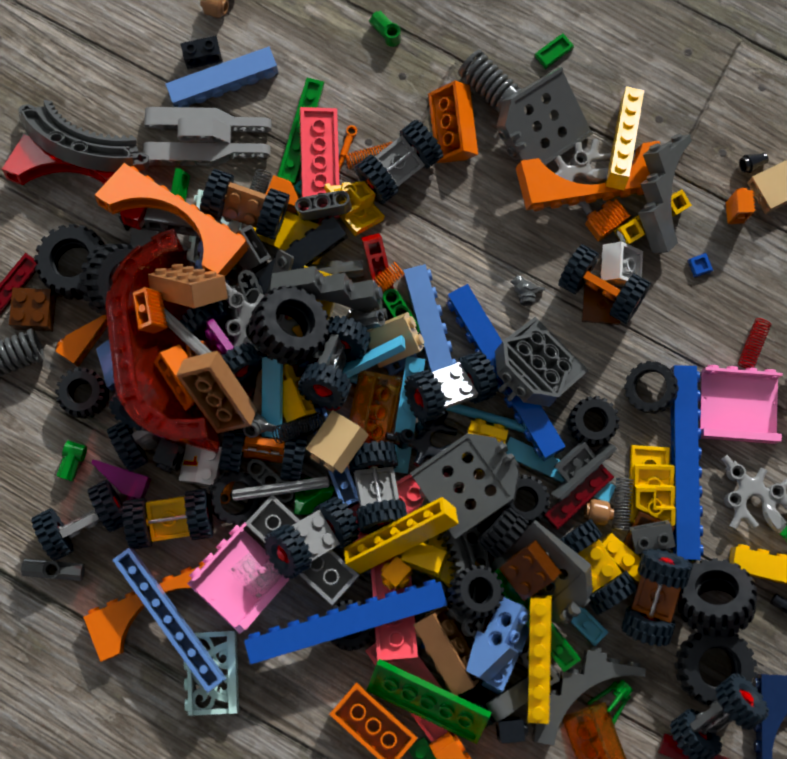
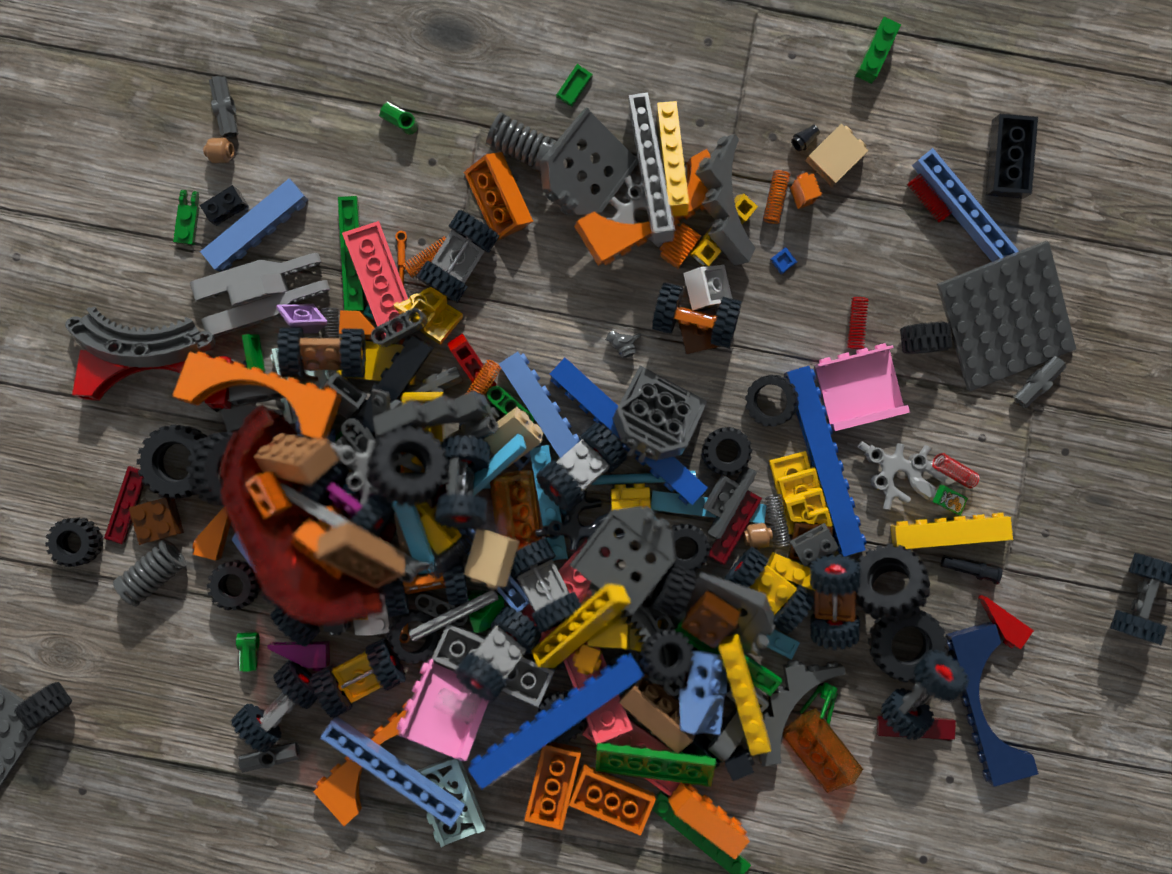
camera: 15 degrees left, 10 degrees up
(163, 54) = (186, 219): none -> green hinge
(242, 171) = (303, 316): none -> lavender slope
(319, 690) = (553, 785): none -> orange brick
(603, 139) = (651, 168): none -> light grey brick
(705, 208) = (782, 197): none -> orange piece

